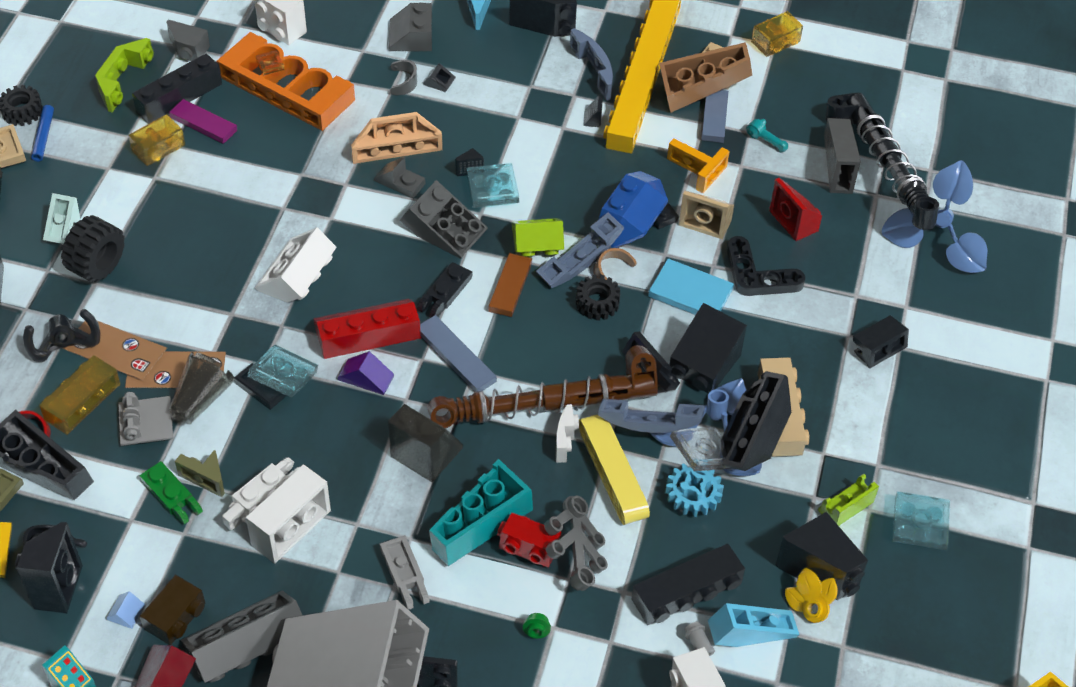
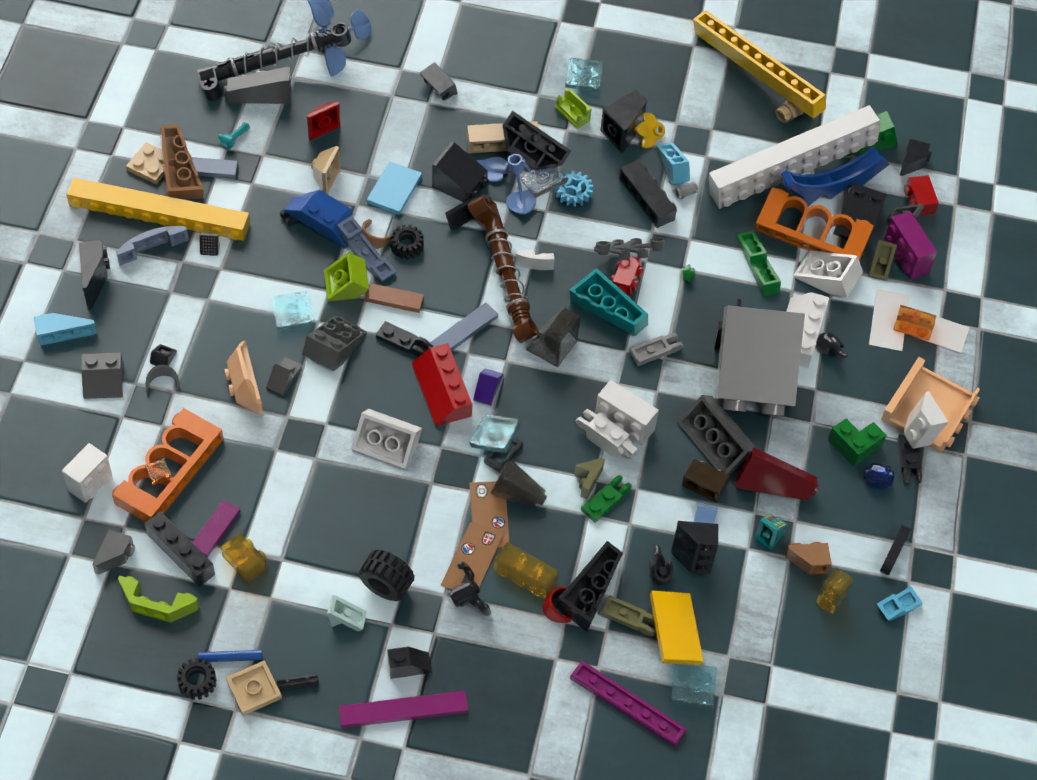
camera: 95 degrees left, 5 degrees up
(144, 419) = (543, 525): light grey hinge -> none
(468, 159) = (268, 326): black slope -> none
(614, 469) = (561, 232): light yellow beam -> none
(650, 421) = (526, 202): sand blue slope -> none
(704, 166) = (270, 172): light orange bracket -> none
(756, 278) = (381, 149): black beam -> none
(777, 34) = (119, 121): clear yellow brick -> none

